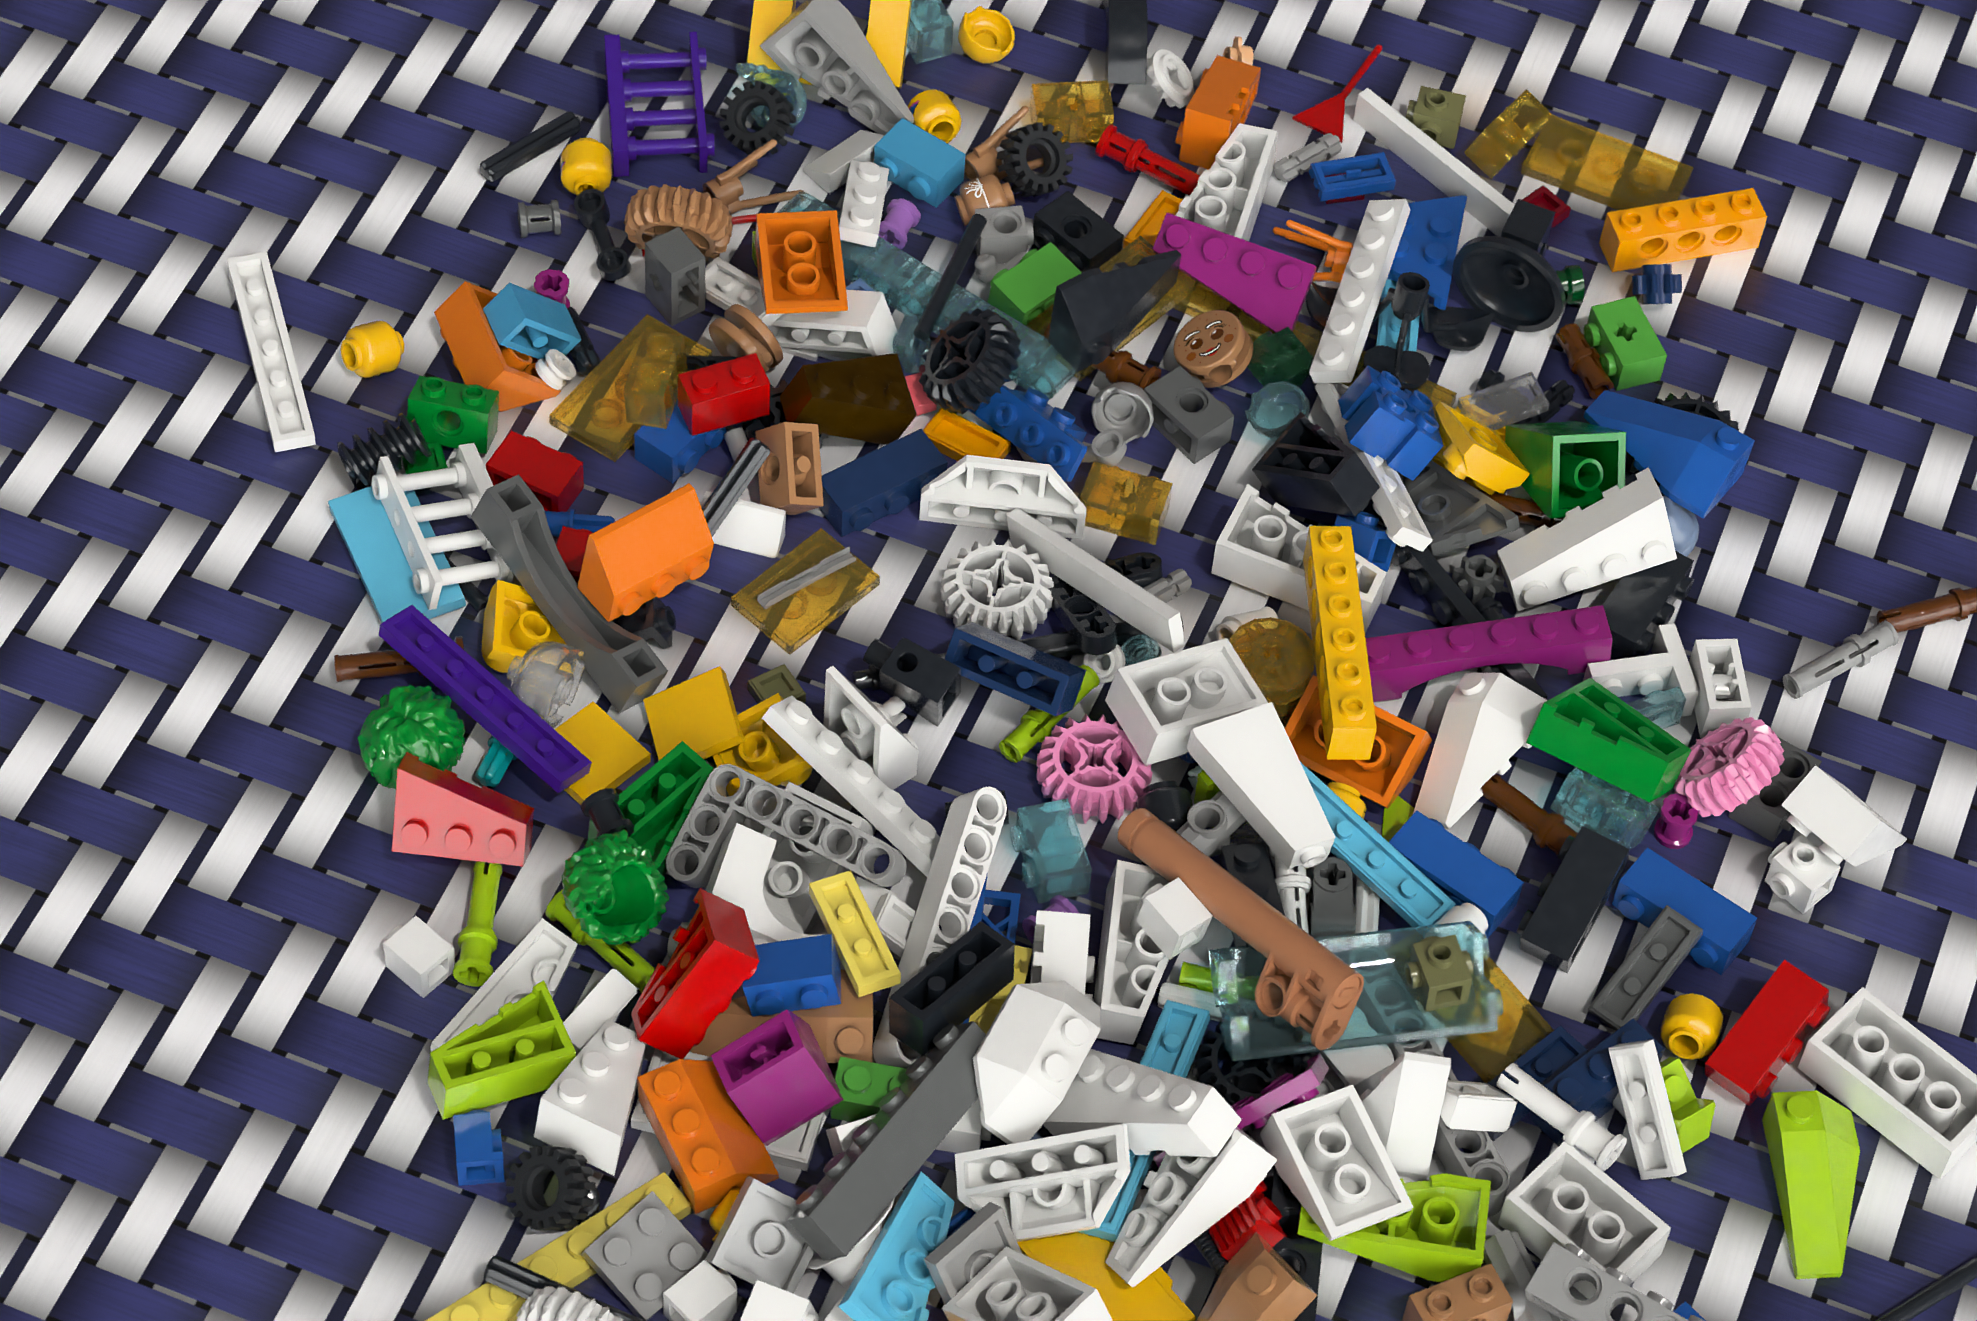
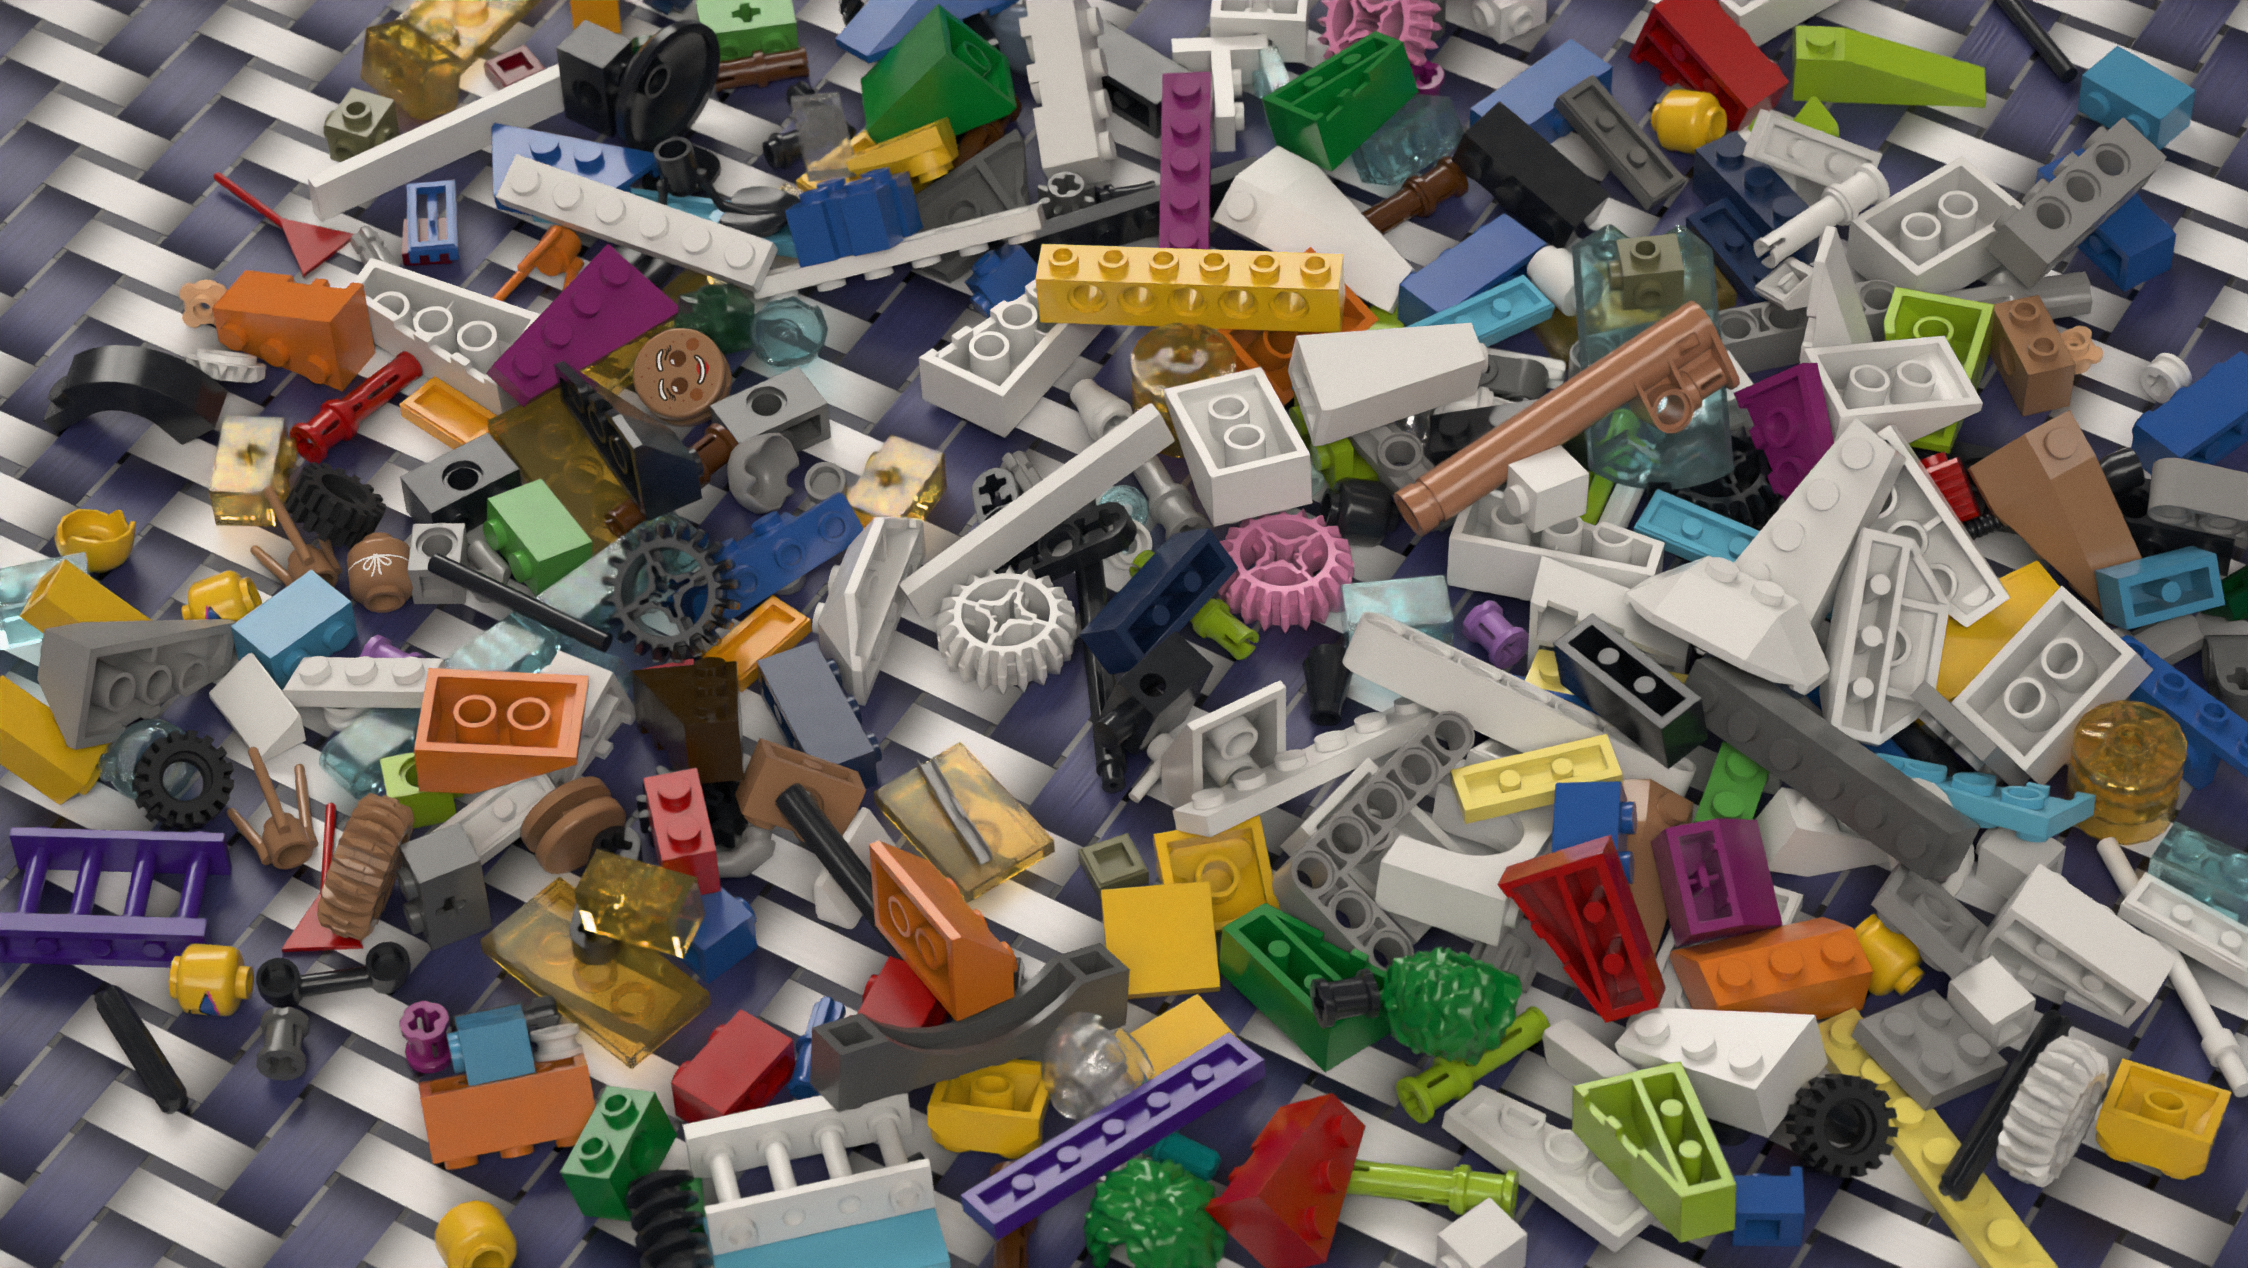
camera: 75 degrees left, 5 degrees down
(1315, 471) = (913, 292): black wedge -> none

